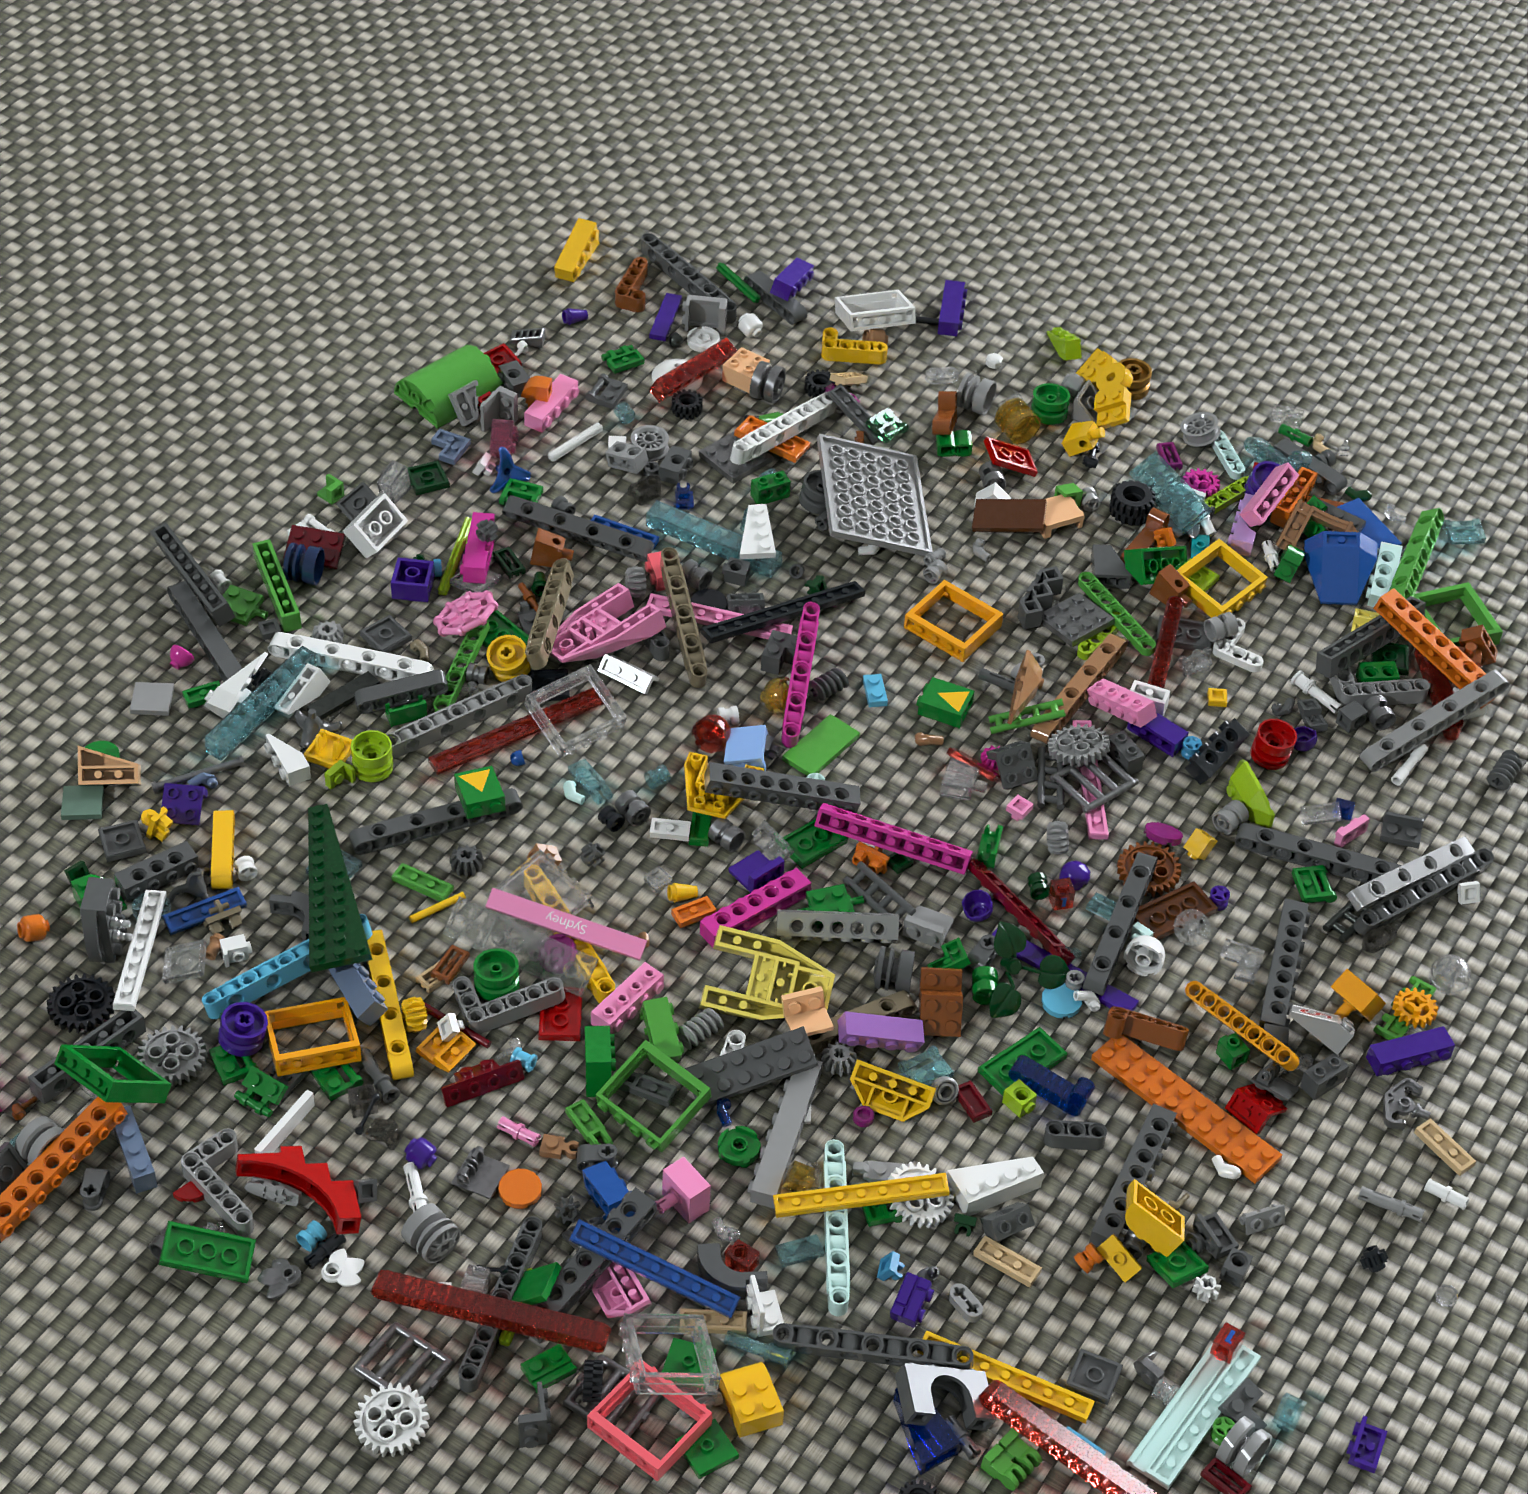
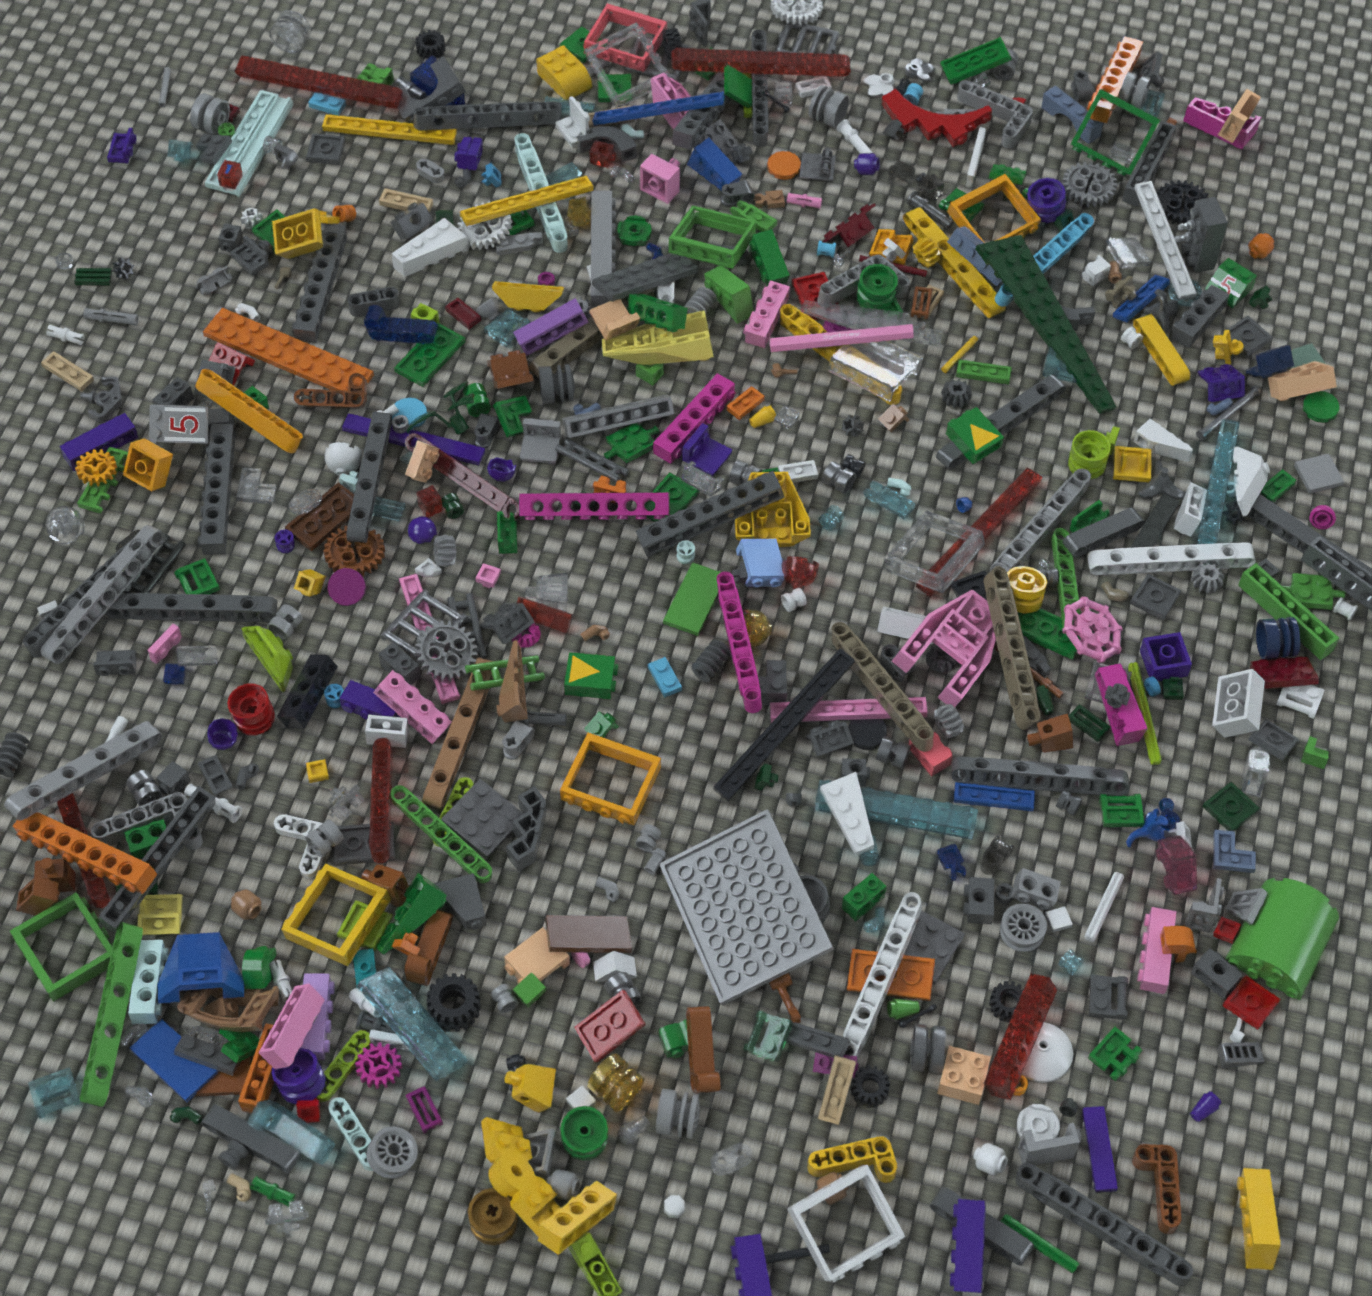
camera: 165 degrees right, 10 degrees up
(127, 793) = (1272, 361): none -> dark blue bracket
(486, 478) = (1166, 806): none -> clear blue plate
(757, 999) = (658, 312): none -> green brick
(867, 950) = (578, 408): none -> sand blue arm
(947, 661) = (601, 724): none -> green bracket
(1046, 432) = (580, 1097): none -> white tile
(1055, 924) = (422, 462): none -> light nougat bracket
(1078, 841) = (428, 569): none -> white tile
(1087, 333) = (576, 1217): none -> yellow brick
(1295, 608) = (246, 904): none -> medium nougat head
(1411, 1265) = (93, 274): none -> dark green tile

